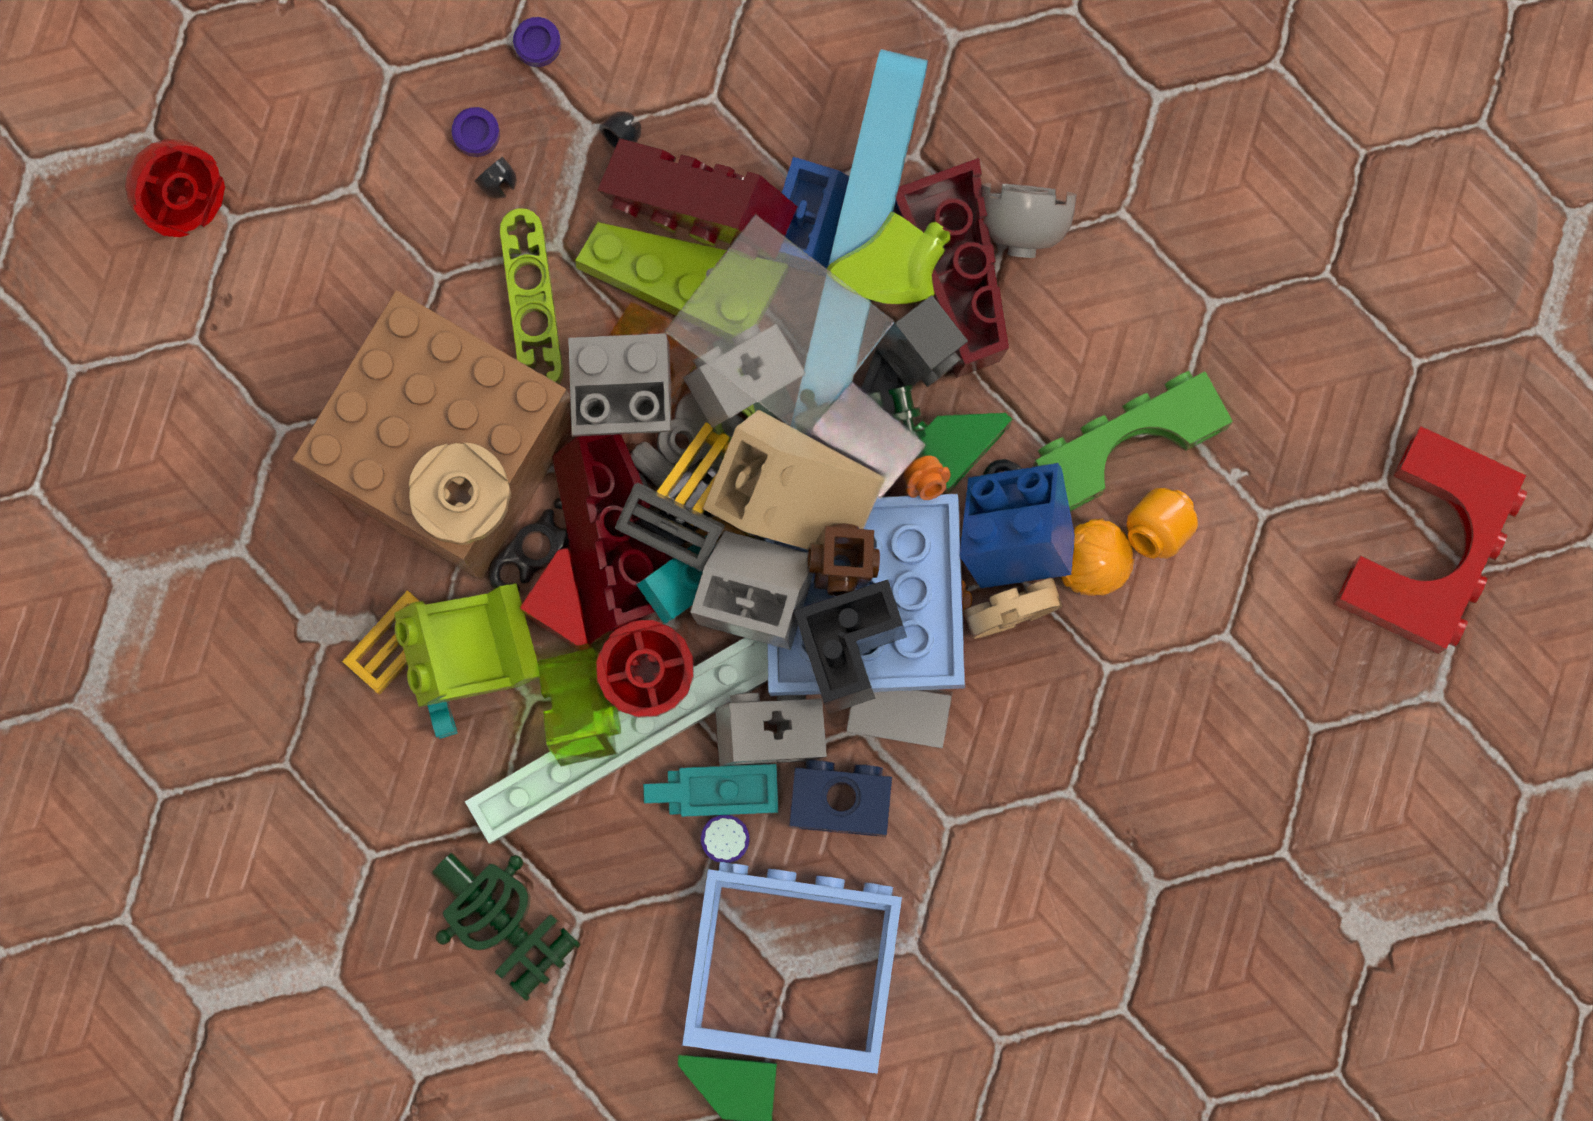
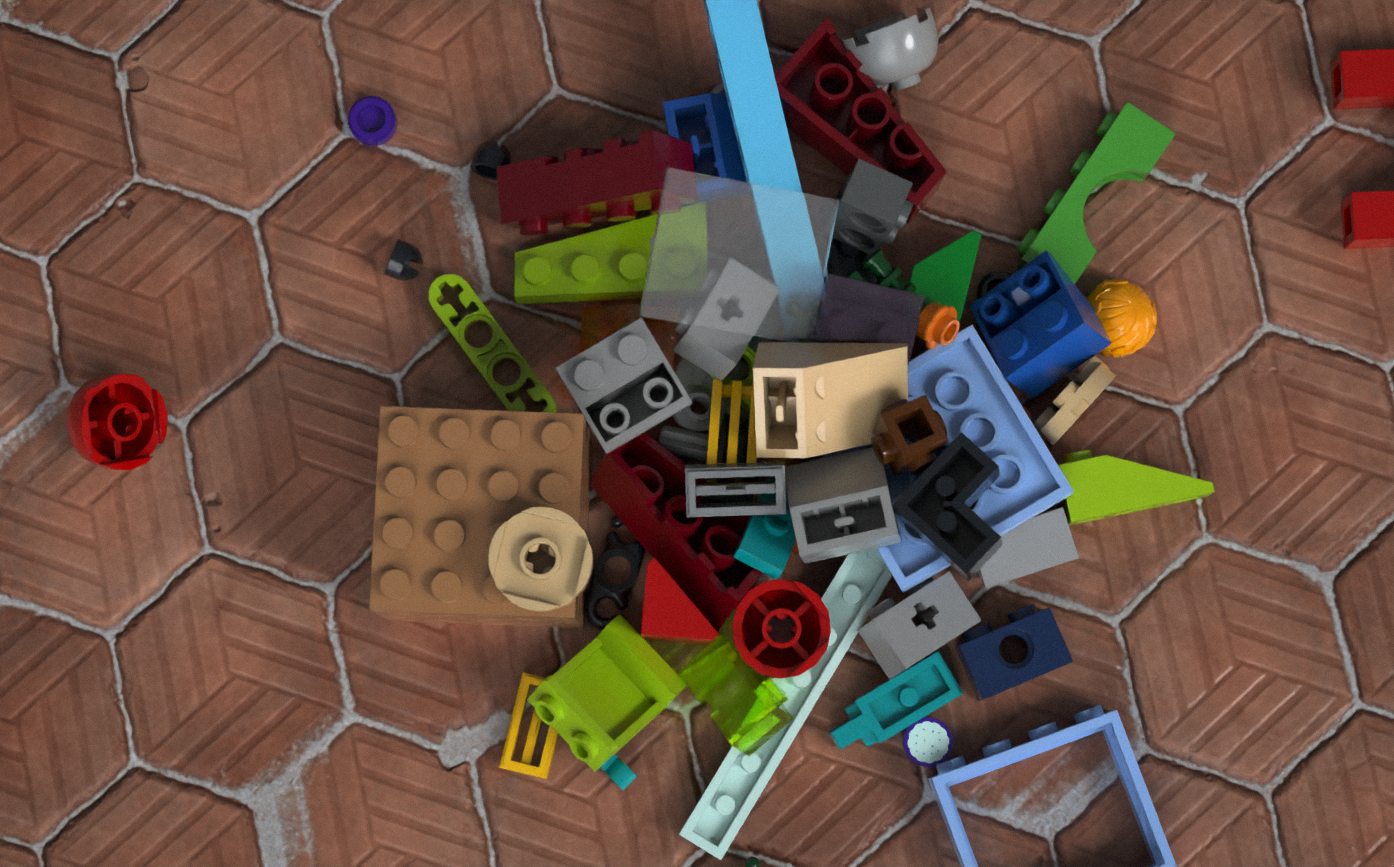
camera: 30 degrees left, 0 degrees up
(475, 132) = (360, 230): dark purple tile -> none
(895, 262) = (808, 147): lime arm -> none
(1009, 704) = (1116, 487): none -> lime slope
(1161, 523) = (1160, 256): light orange head -> none

